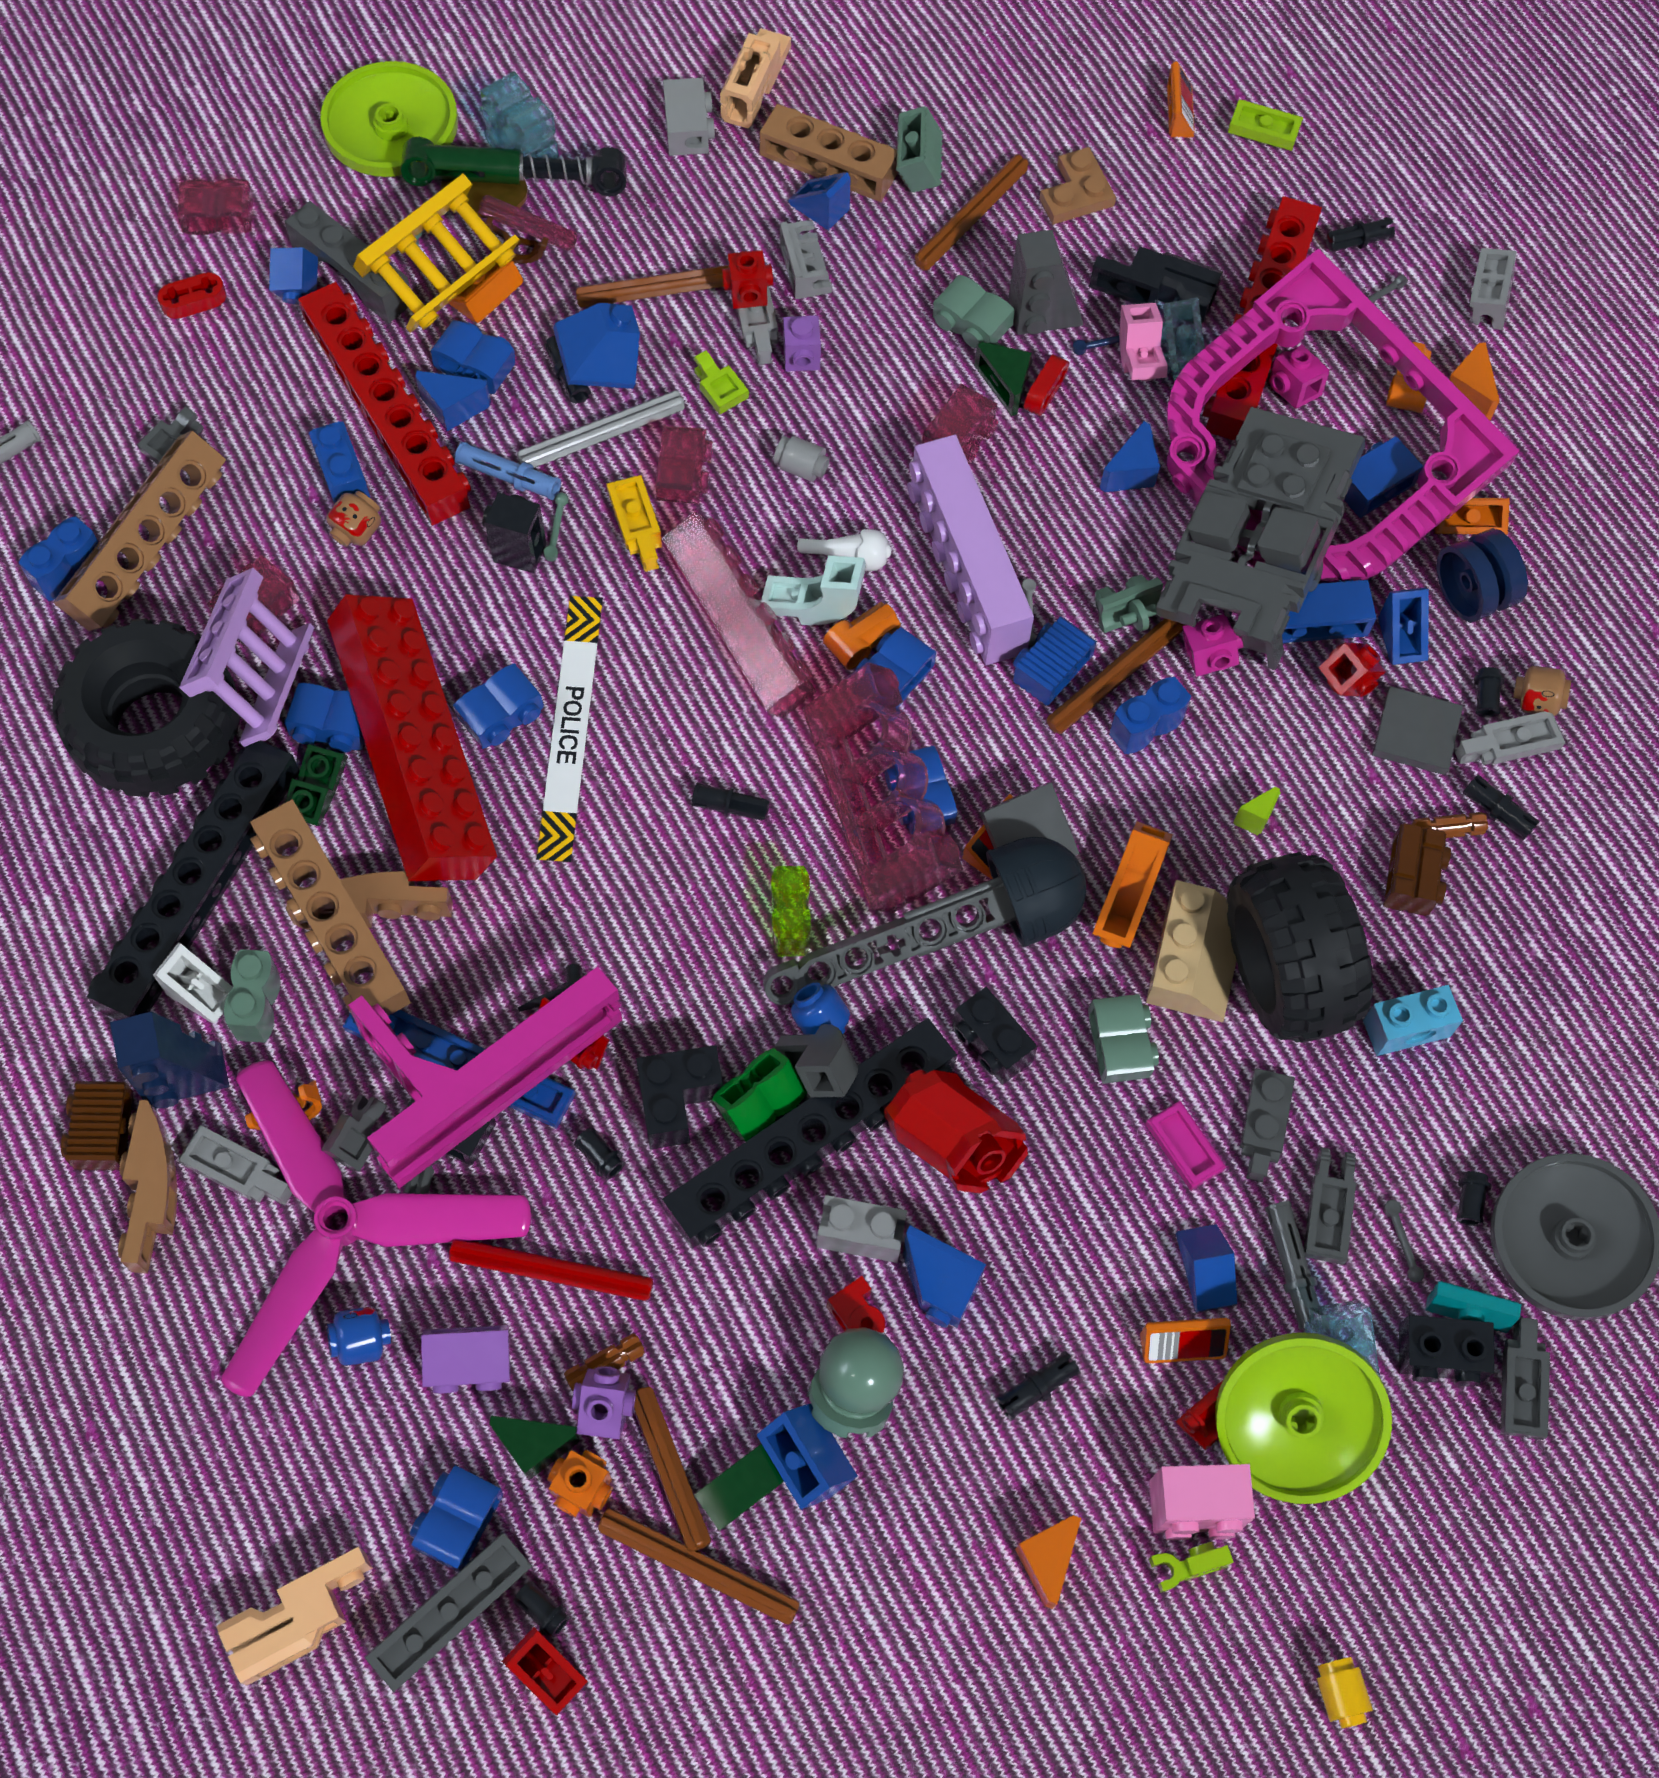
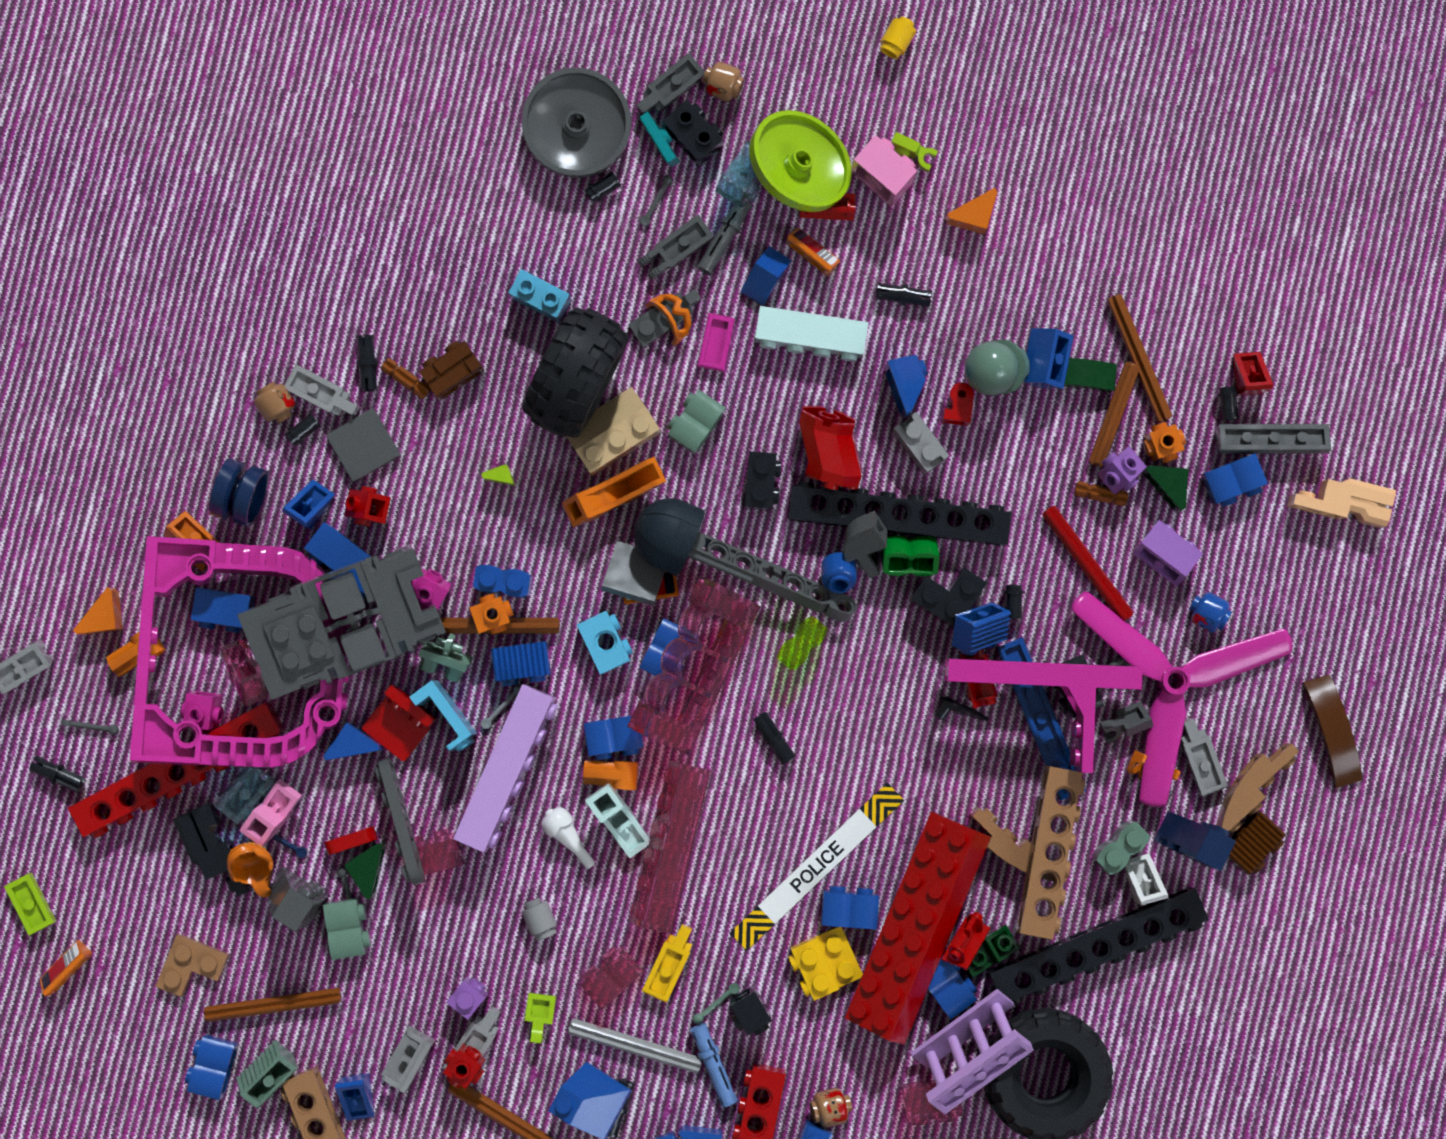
camera: 135 degrees left, 20 degrees up
(99, 1333) = (1335, 730): none -> reddish brown slope
(344, 766) = (966, 941): none -> red hinge
(478, 639) = (825, 963): none -> yellow plate
(611, 1081) = (980, 628): none -> blue brick
(972, 125) = (211, 1067): none -> blue brick
(983, 728) = (591, 632): none -> medium azure brick
(1018, 421) = (406, 844): none -> dark grey piece
(1075, 552) = (437, 693): none -> medium azure panel
(1096, 1244) = (811, 332): none -> light aqua brick
(1111, 517) = (399, 723): none -> red bracket
(1112, 284) = (251, 865): none -> orange hair
(1129, 667) = (480, 614): none -> orange brick
(1231, 1111) = (677, 310): none -> orange helmet
(1301, 401) = (244, 672): none -> clear pink brick
(1476, 1441) = (723, 81): none -> medium nougat head

